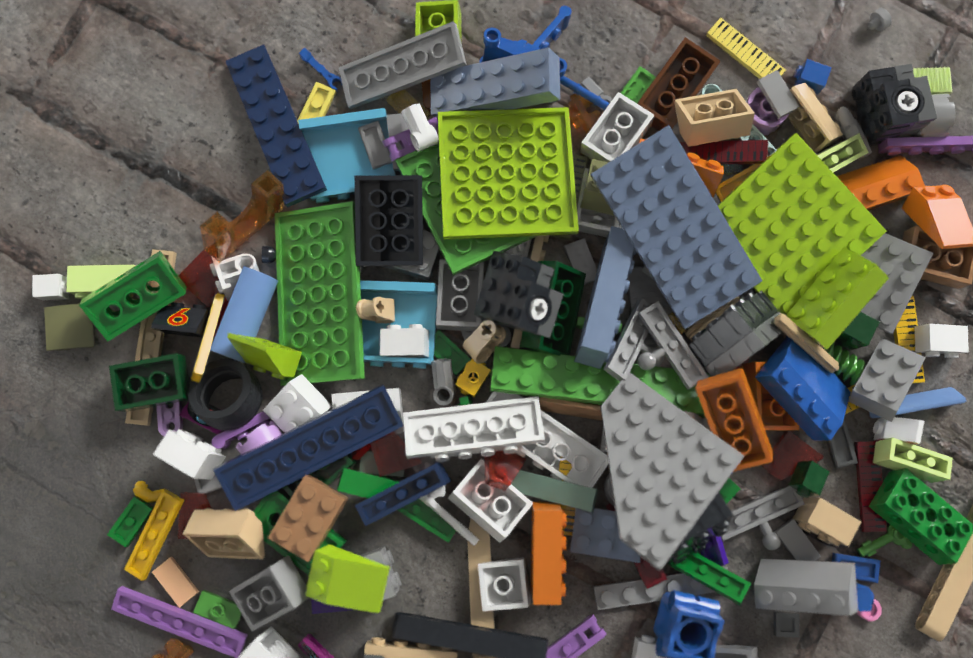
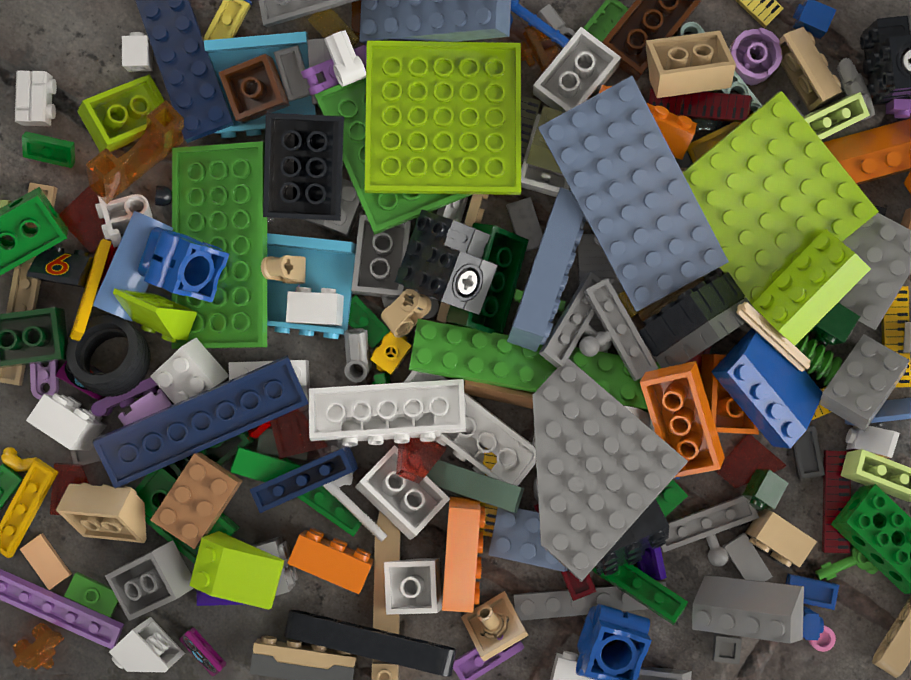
camera: 10 degrees right, 5 degrees up
(154, 178) = (34, 98): none -> white brick
(167, 220) = (48, 149): none -> green plate
(228, 186) = (120, 113): none -> lime slope
(241, 135) = (137, 53): none -> white brick
(287, 309) = (182, 264): none -> blue piece
(342, 158) = (254, 88): none -> reddish brown brick
(431, 565) = (331, 560): none -> orange brick
(574, 610) = (492, 618): none -> tan plate
(777, 94) = (767, 40): light grey tile -> none

